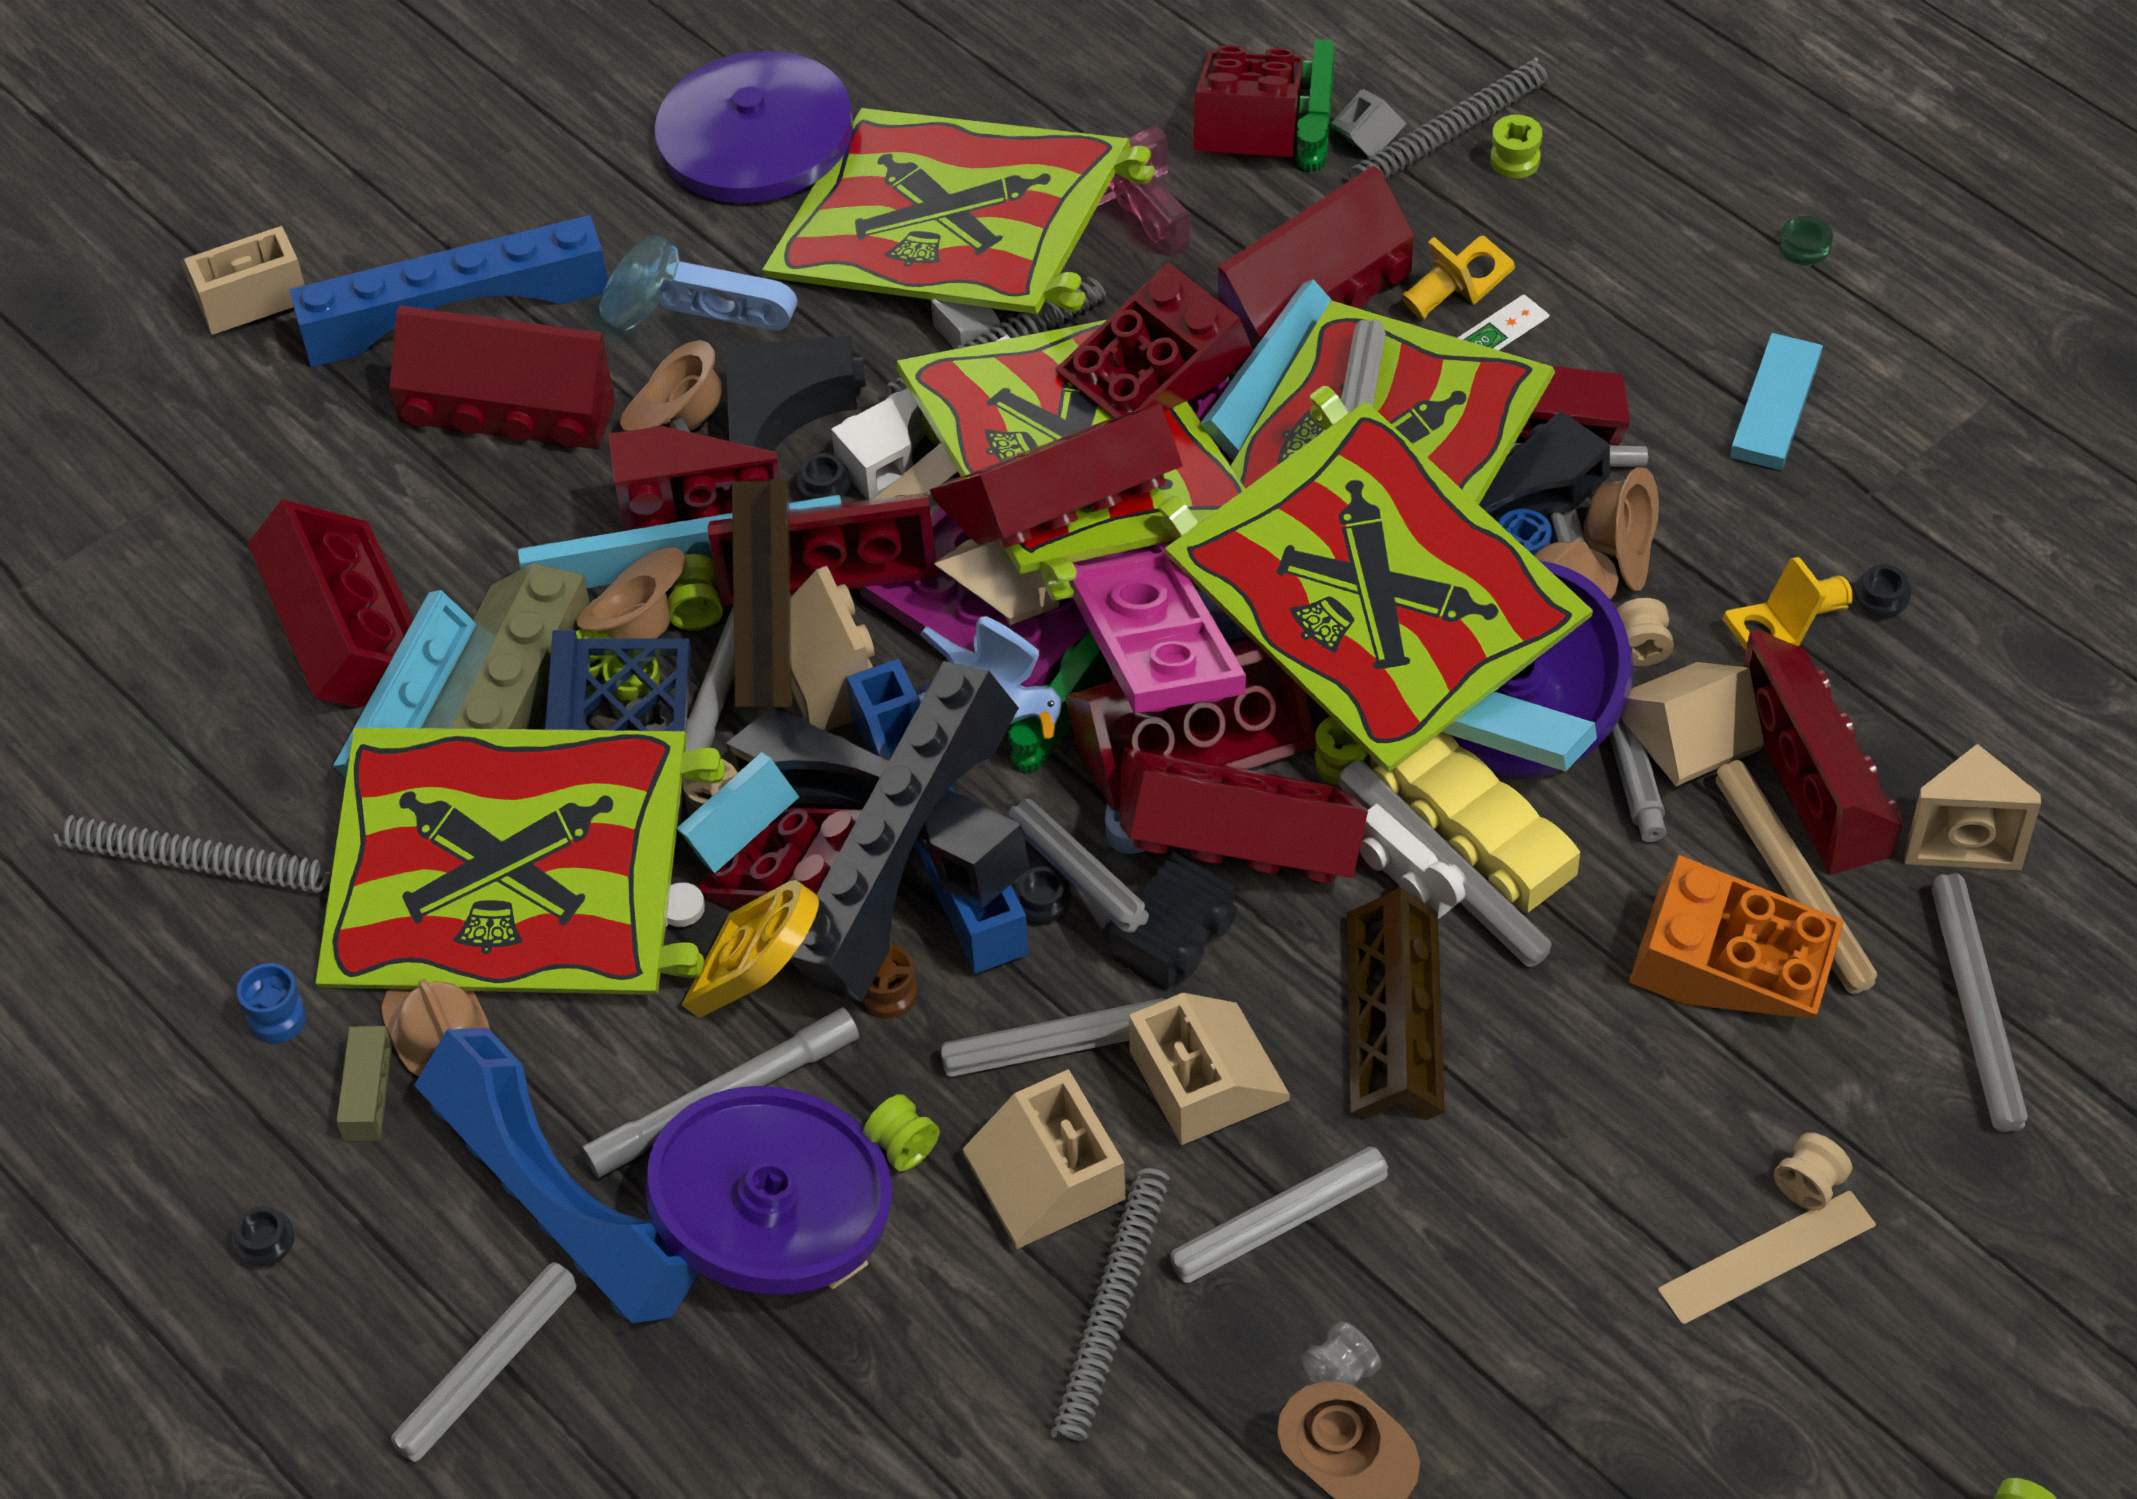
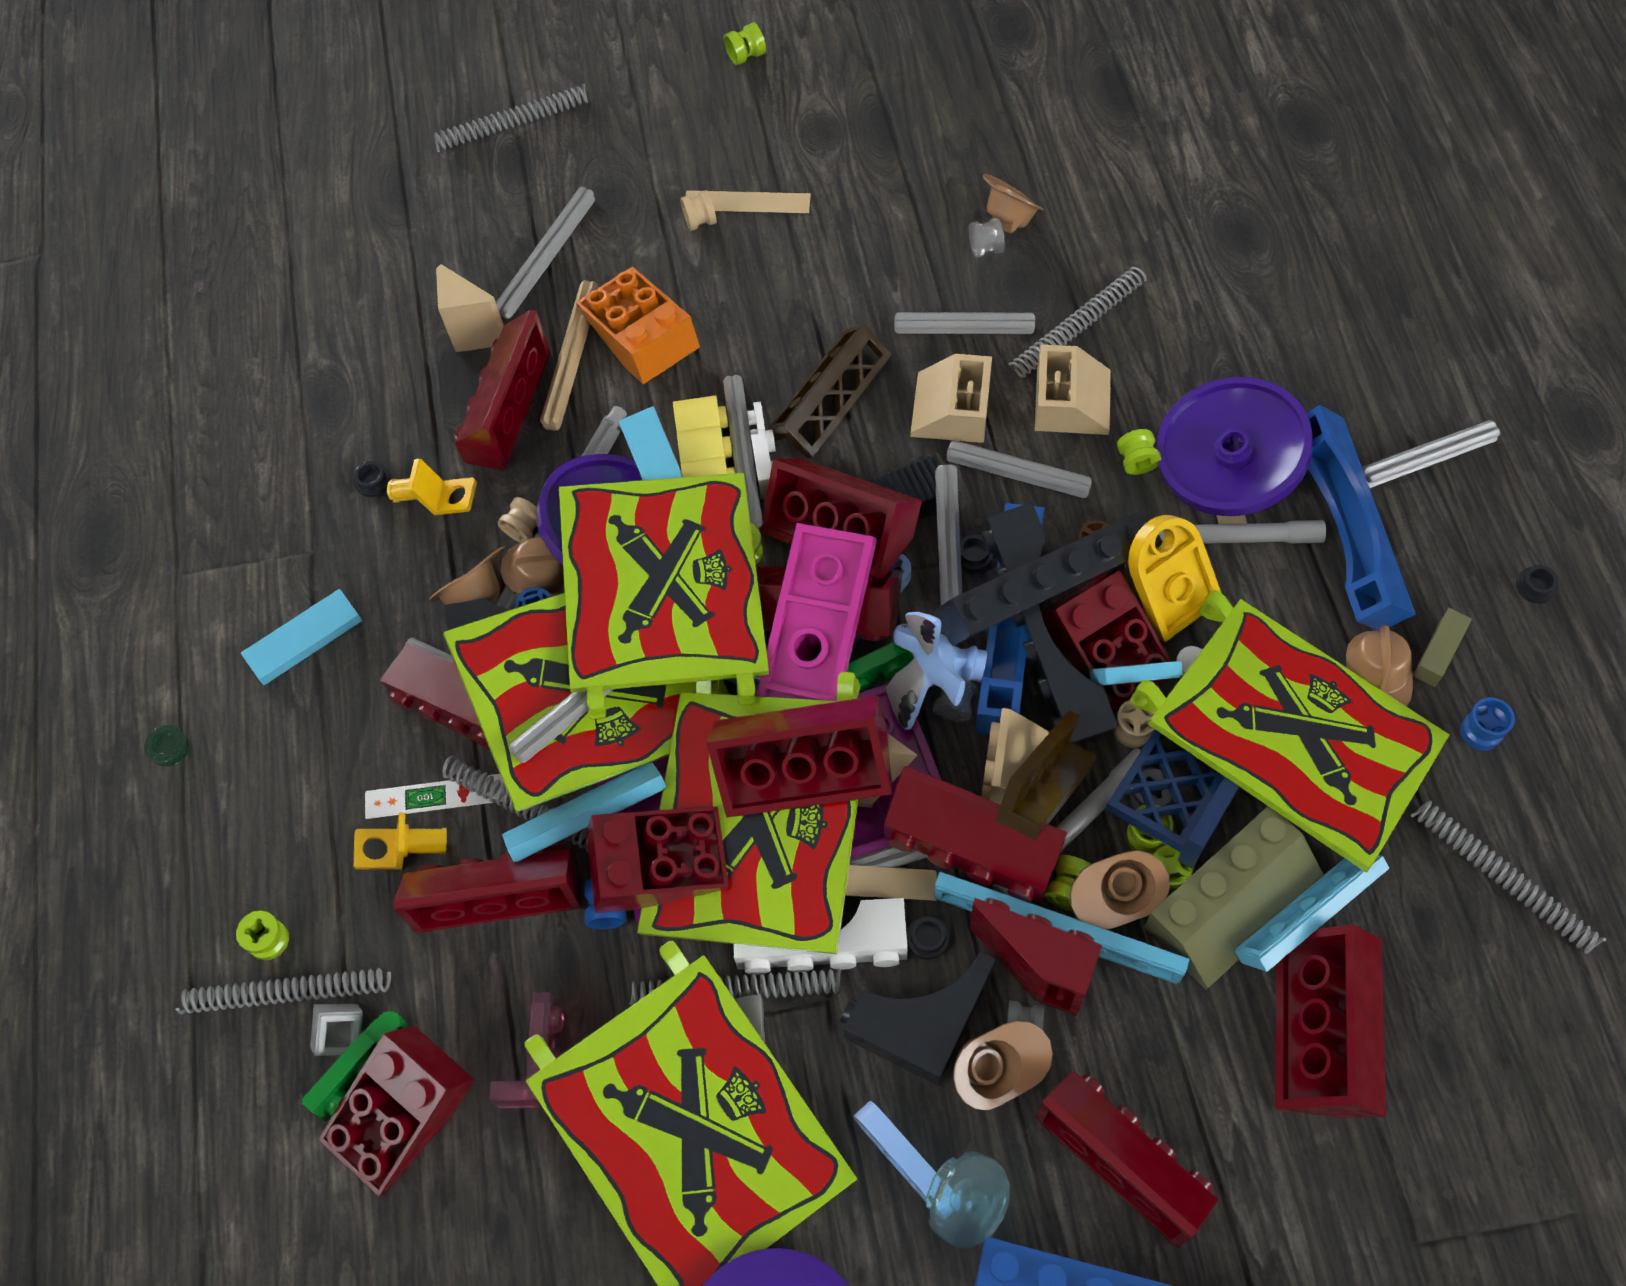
camera: 145 degrees left, 10 degrees up
(1696, 719) = (537, 453): tan slope -> none

